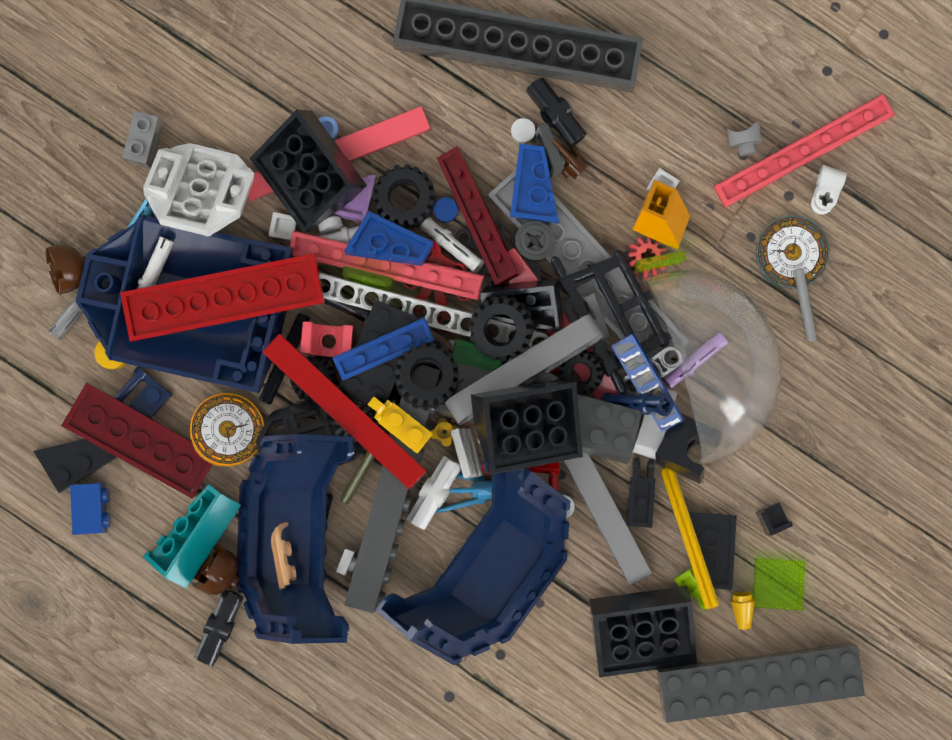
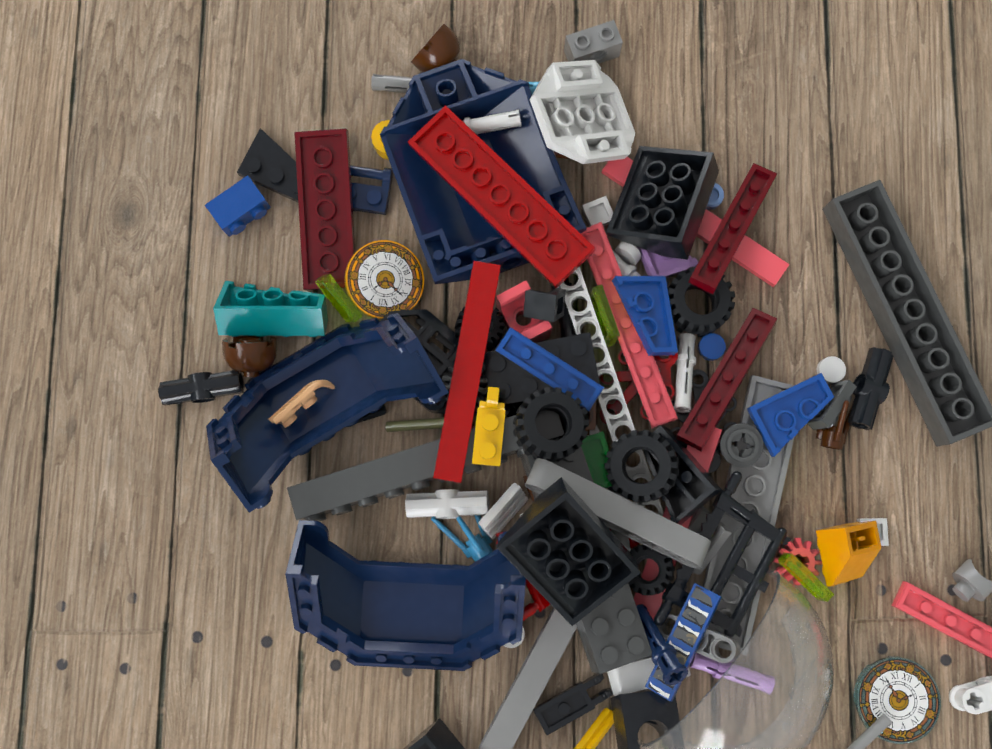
camera: 60 degrees right, 5 degrees down
(219, 475) = (338, 298): none -> clear neon green tile
(277, 375) = (459, 293): black axle -> none
(333, 319) = (545, 305): none -> black panel
(347, 562) = (332, 464): white plate -> none
(364, 132) = (732, 228): none -> dark red plate
(437, 432) = (503, 471): yellow plate -> none

